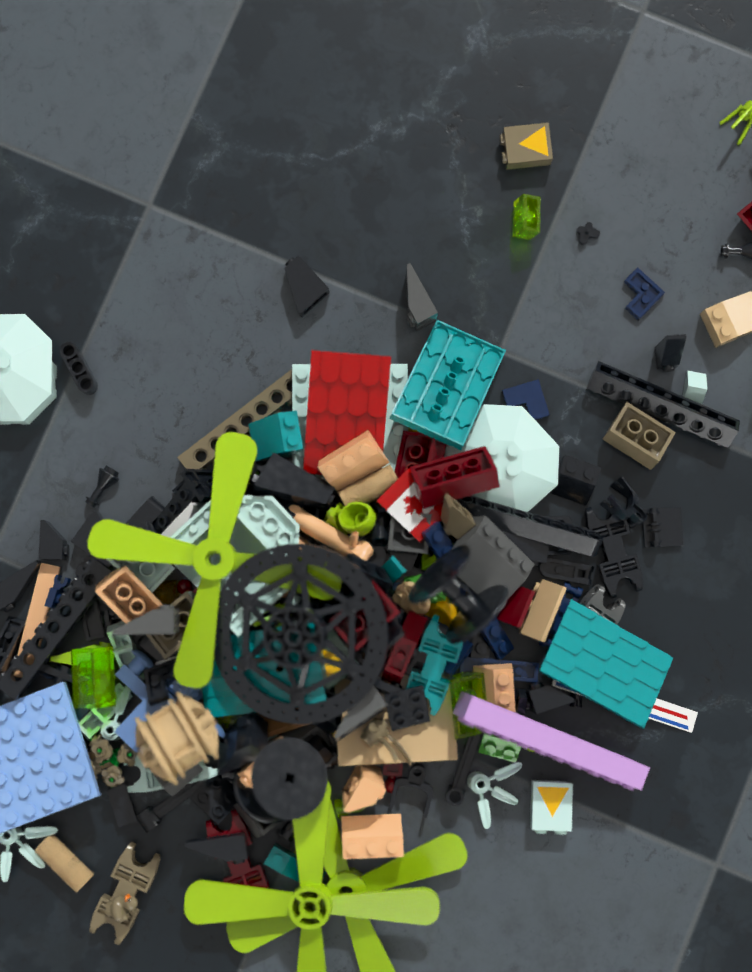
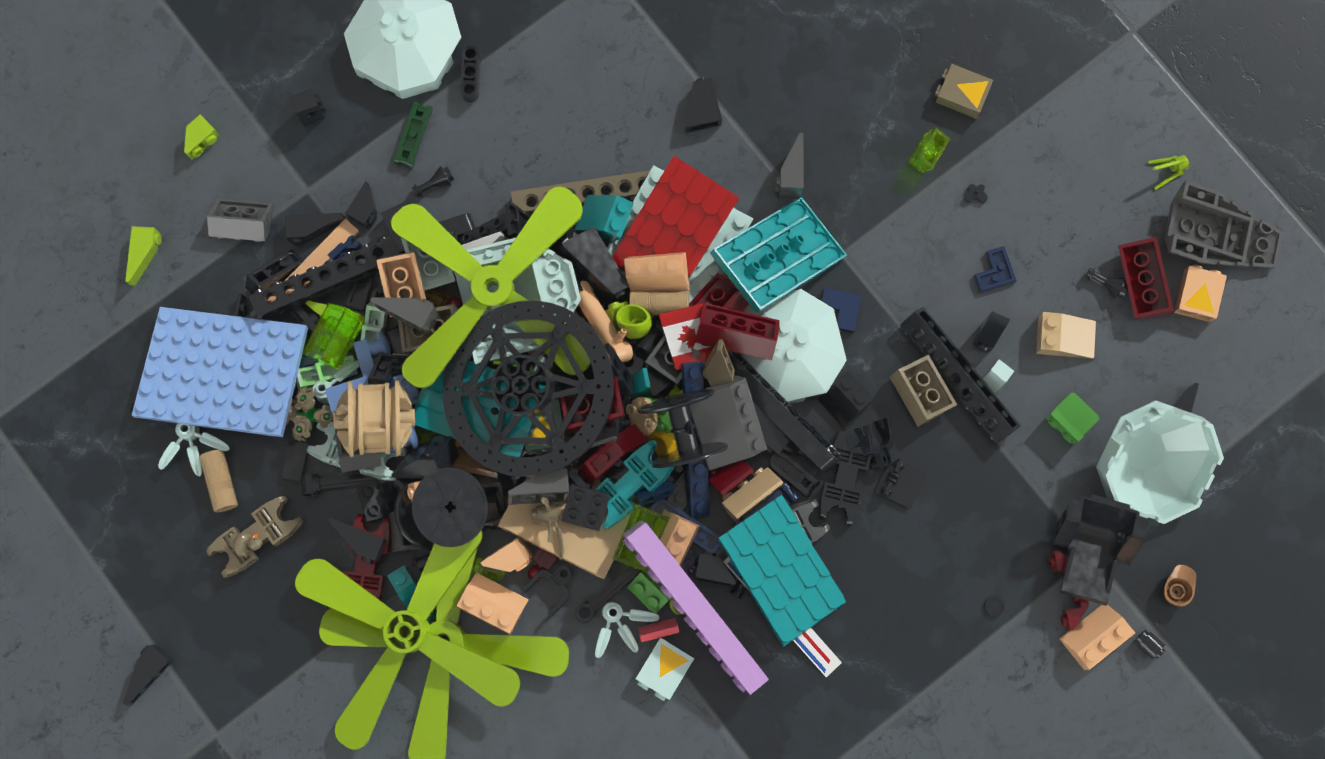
camera: 30 degrees right, 5 degrees down
(58, 452) = (413, 134): none -> dark green plate
(526, 774) = (658, 630): none -> coral tile

